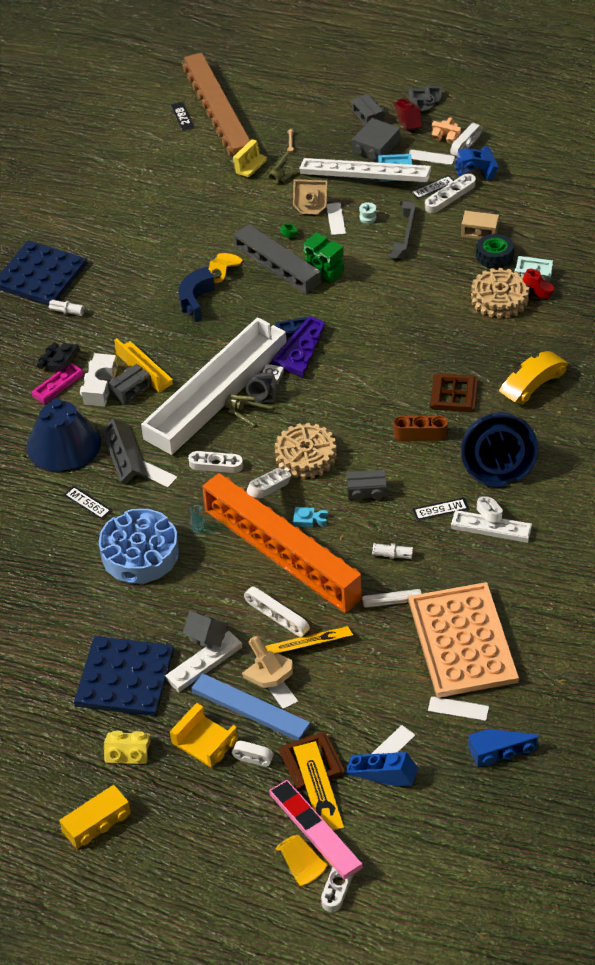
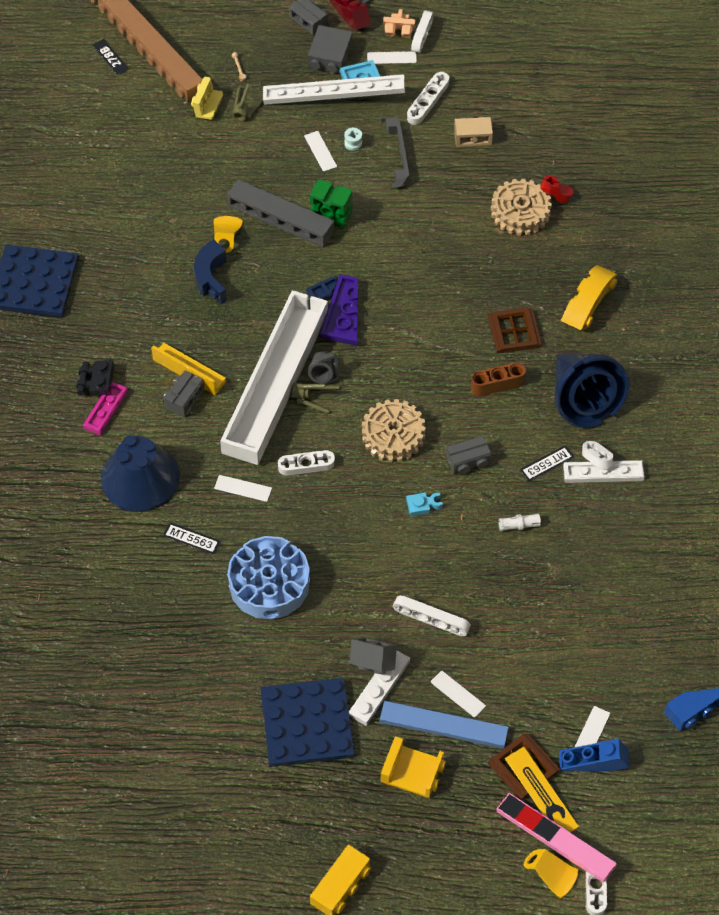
camera: 20 degrees left, 10 degrees up
(66, 307) = (80, 317): white axle -> none
(95, 389) = (148, 382): white arch -> none
(124, 450) = (207, 472): dark grey panel -> none
(126, 747) = (340, 799): light yellow bracket -> none
(197, 520) = (315, 533): clear light blue pin -> none
(252, 753) = (466, 774): white beam -> none
(268, 483) = (375, 478): white beam -> none
(268, 668) = (449, 681): tan piece -> none
(276, 370) = (324, 345): white tile -> none
(283, 543) = (411, 540): orange brick -> none
(289, 230) = (279, 176): green tile -> none
(309, 640) = (471, 640): yellow sticker -> none
(310, 196) = (288, 132): tan piece -> none
(388, 598) = (537, 573): white axle -> none
(432, 187) = (411, 89): sticker -> none
(458, 708) = (640, 674): white sticker -> none
(462, 640) = (621, 602): light nougat plate -> none
(476, 159) = (438, 57): blue tile -> none
(495, 250) = (498, 158): black wheel -> none
(542, 265) = (539, 169): light aqua bracket -> none

